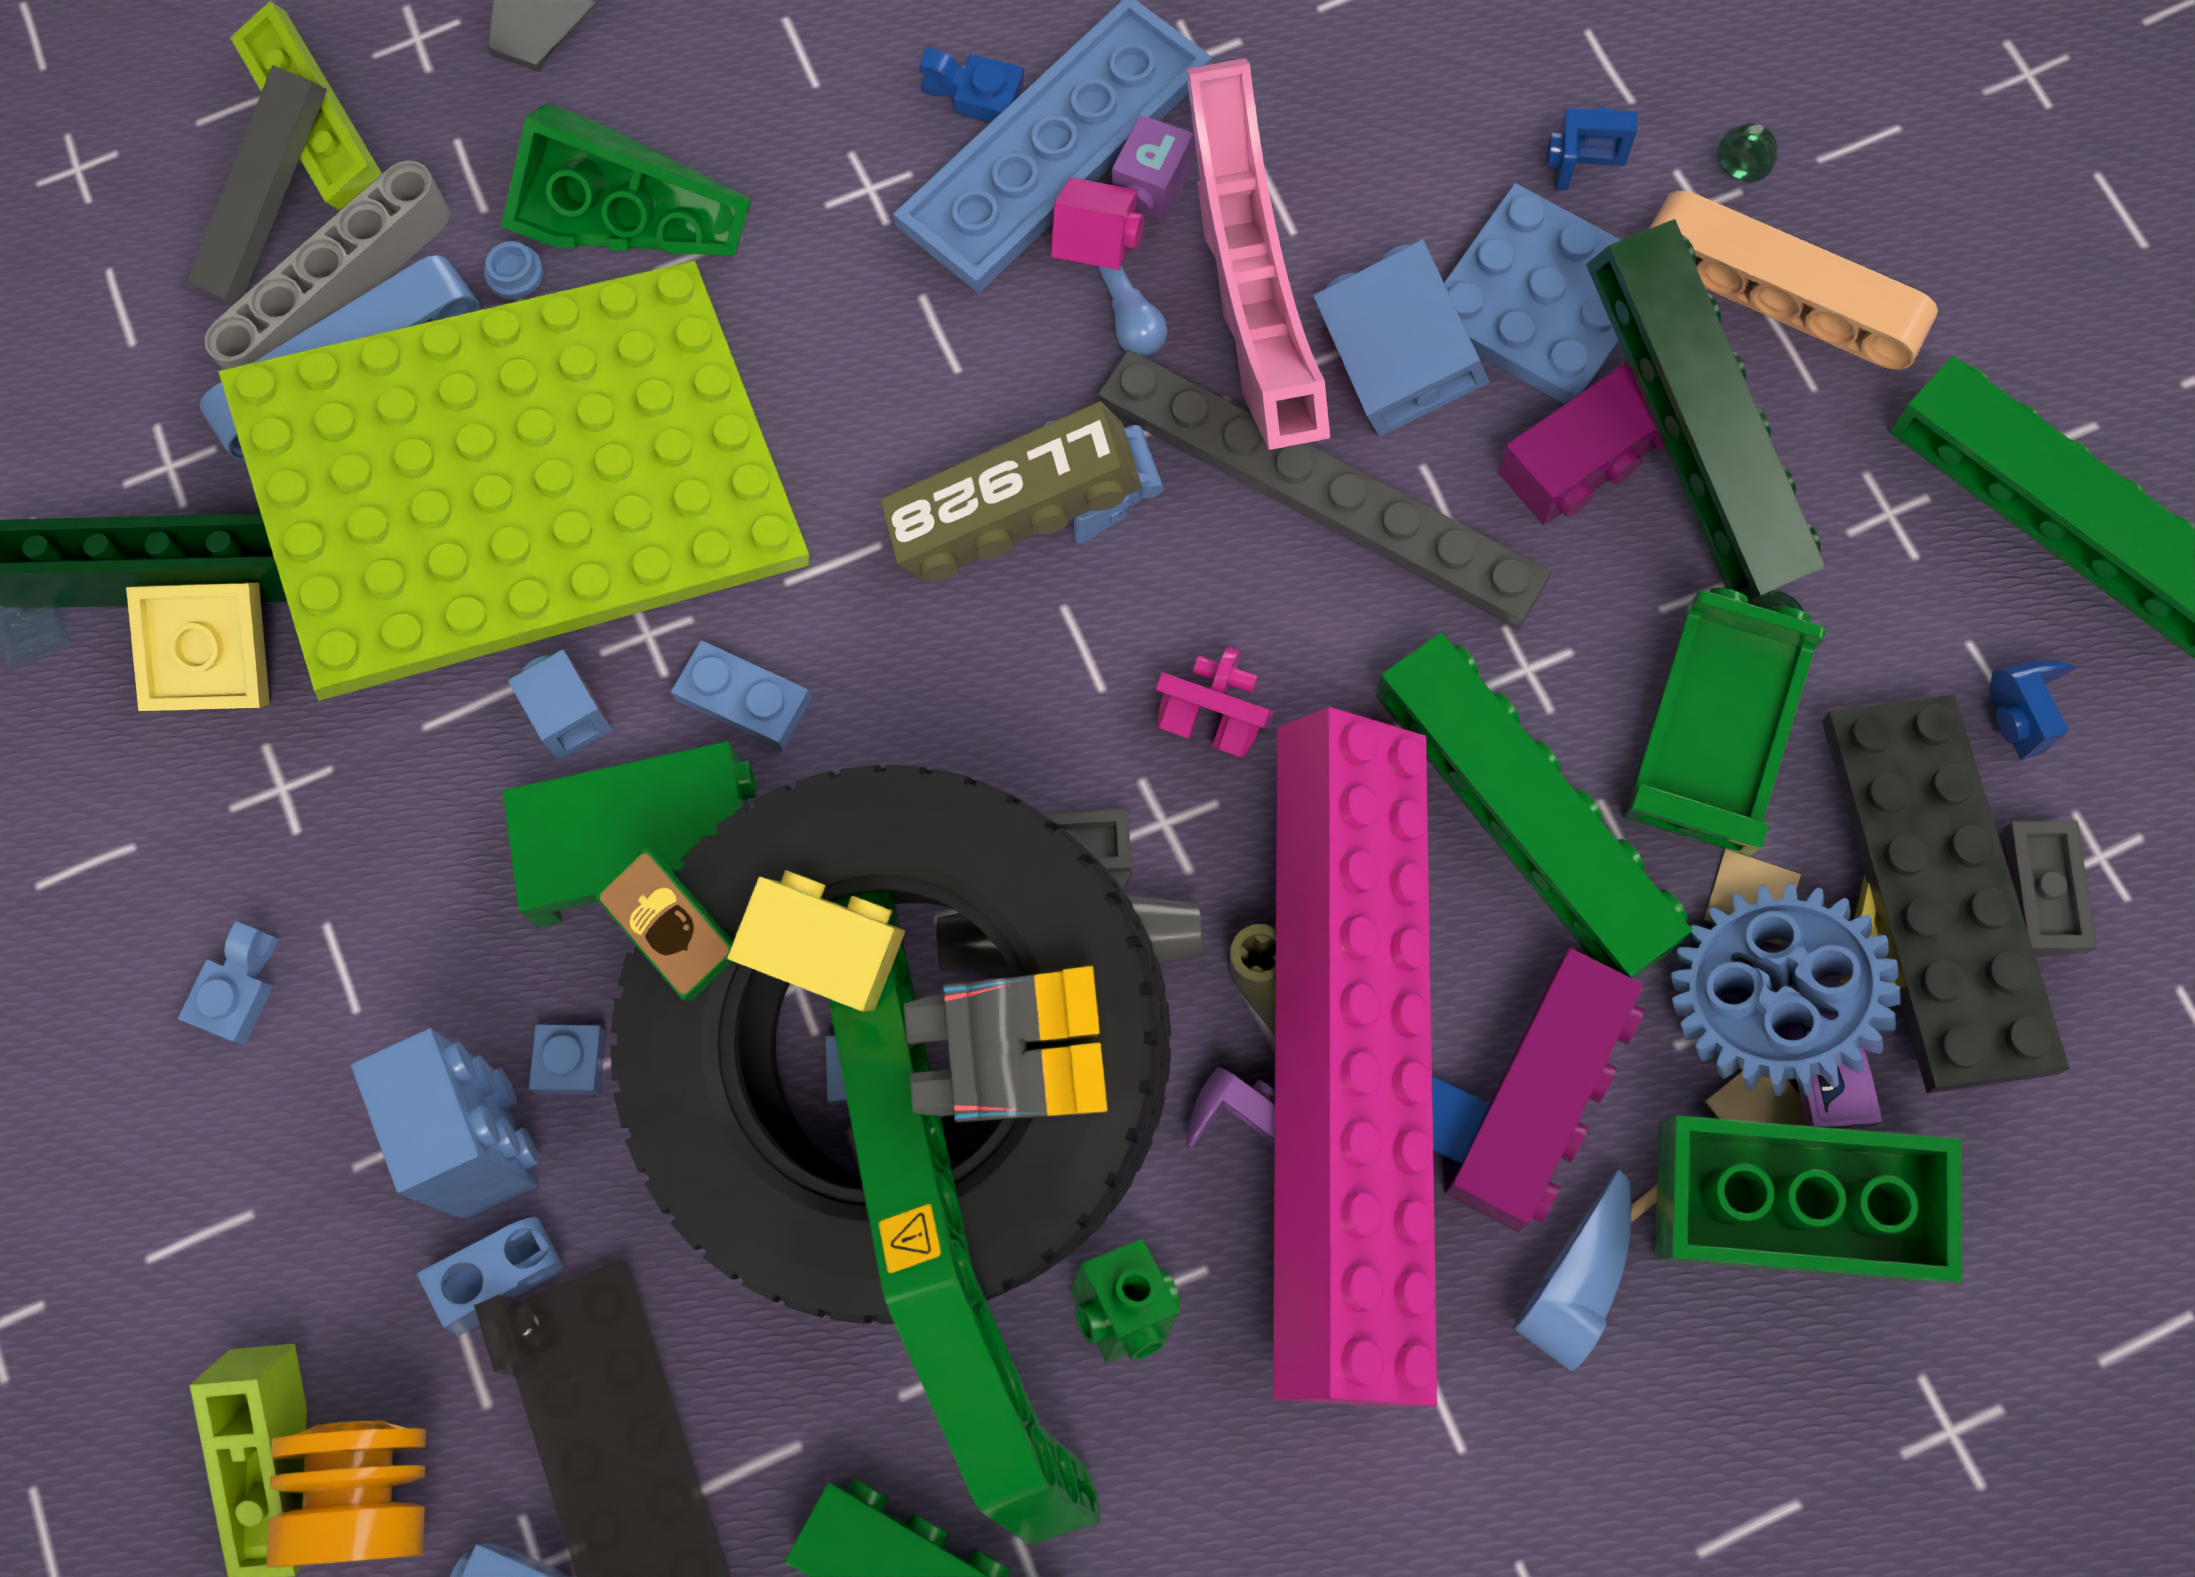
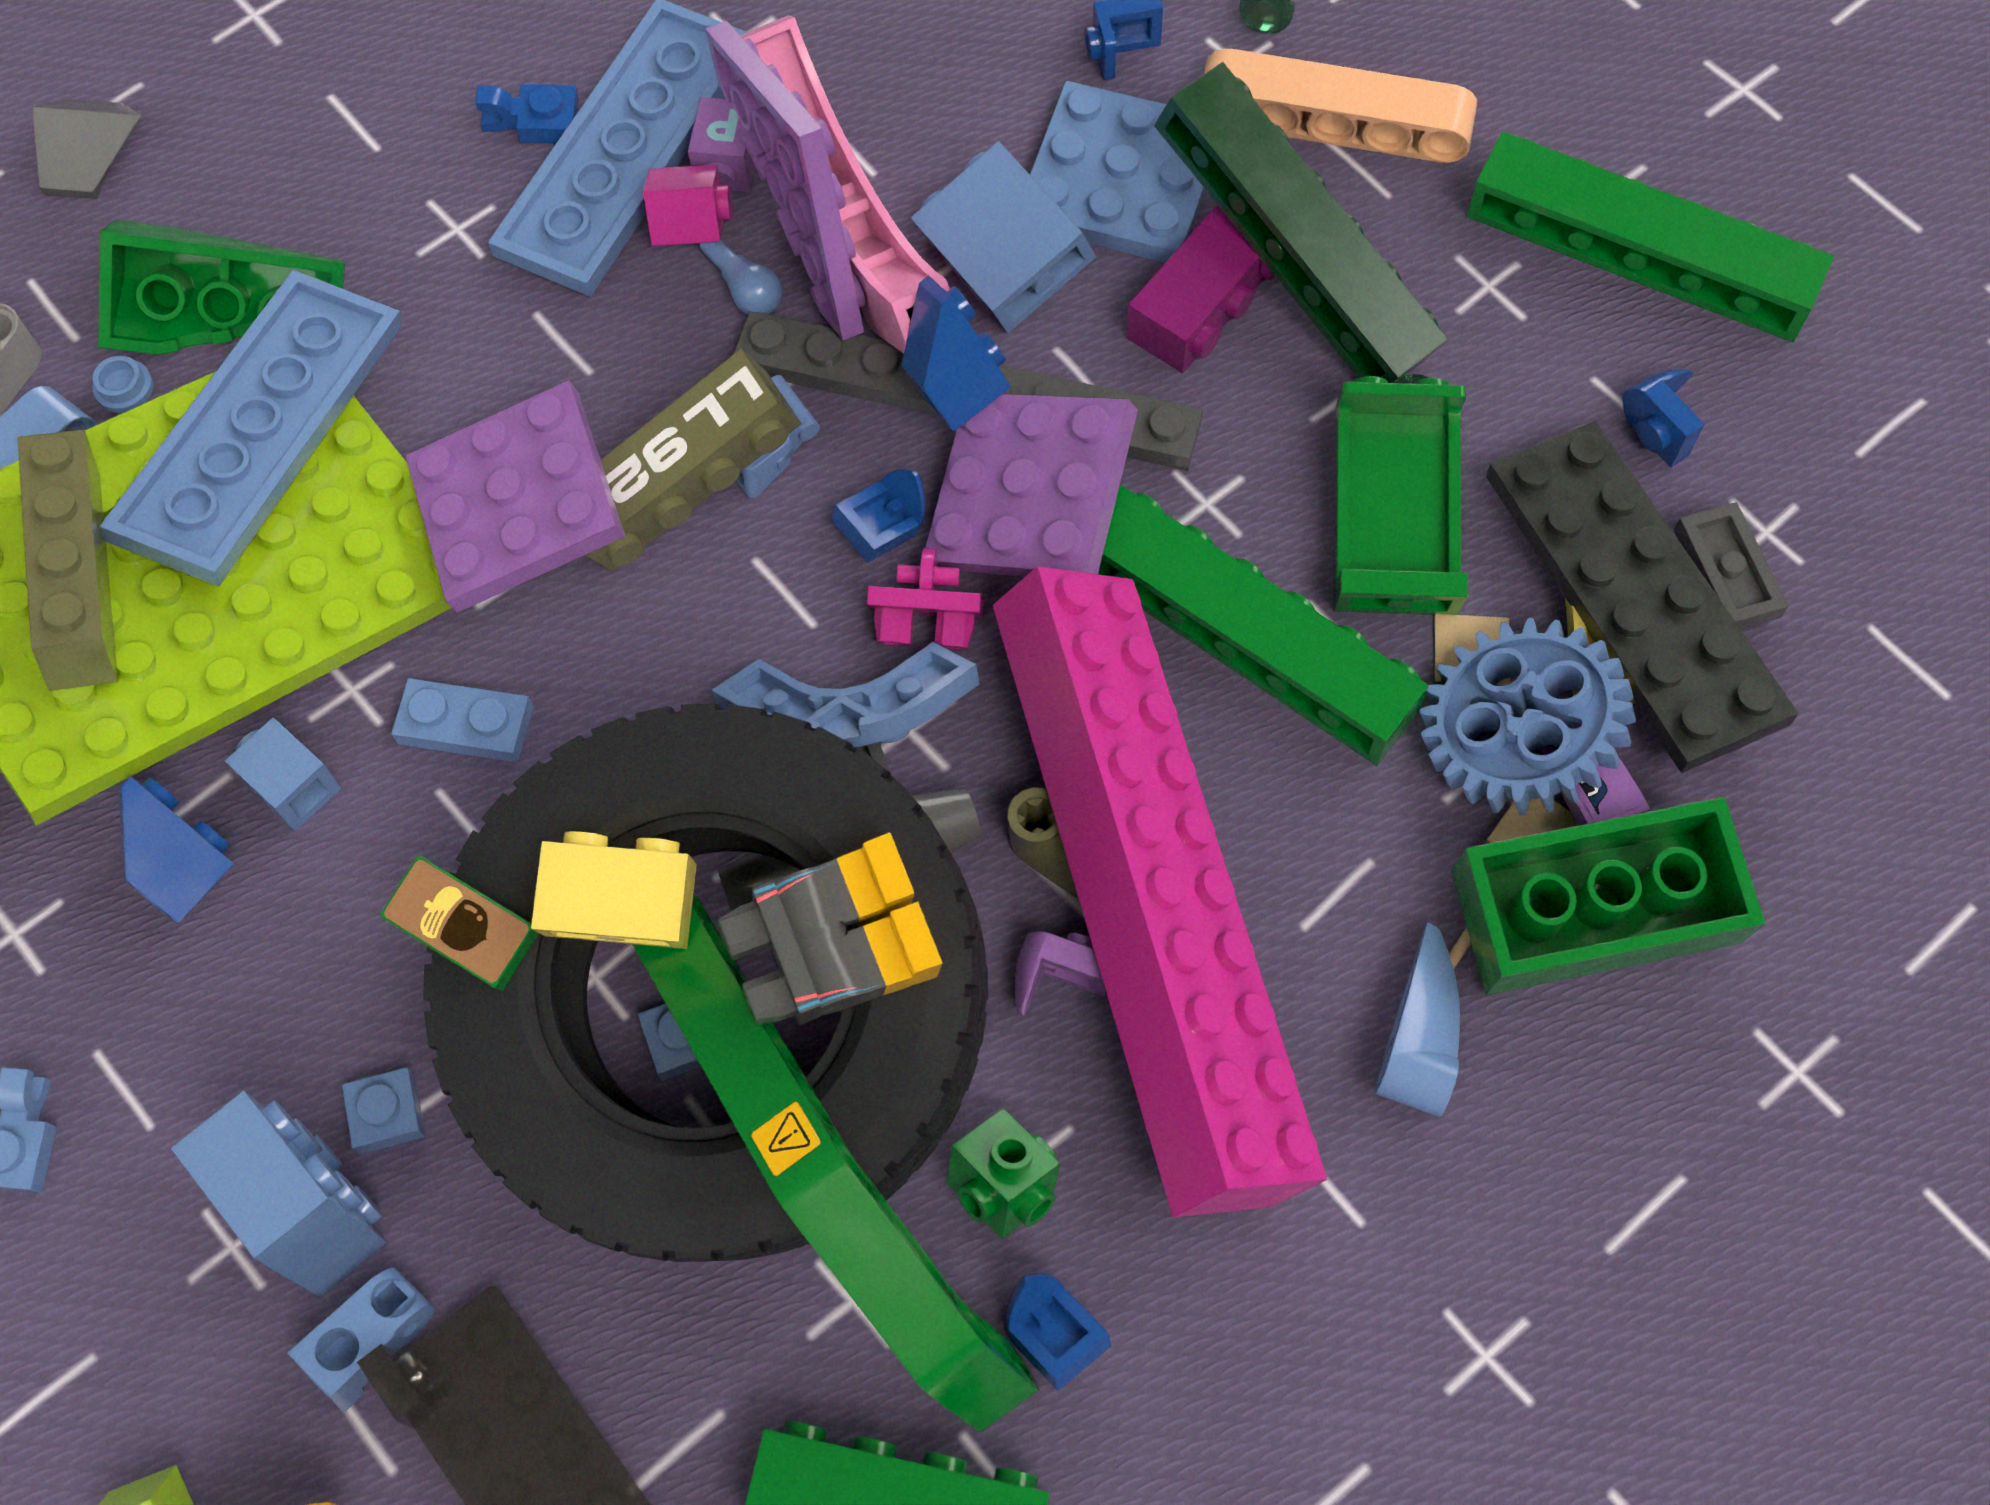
camera: 20 degrees left, 5 degrees down
(407, 449) = (66, 560): none -> olive brick
(430, 758) = (165, 855): none -> blue slope
(588, 826) = (338, 880): green panel -> none
(618, 353) = (252, 428): none -> medium blue plate
(845, 488) = (513, 496): none -> medium lavender plate
(1109, 800) = (862, 713): none -> medium blue plate
(1130, 1467) = (1053, 1329): none -> blue plate
(1198, 597) = (883, 514): none -> blue plate
(1207, 226) = (793, 157): none -> medium lavender plate
(1303, 462) = (948, 359): none -> blue slope
(1353, 610) = (1032, 485): none -> medium lavender plate
(1454, 1121) = (1265, 922): blue tile -> none
(1546, 1090) = (1339, 871): magenta brick -> none

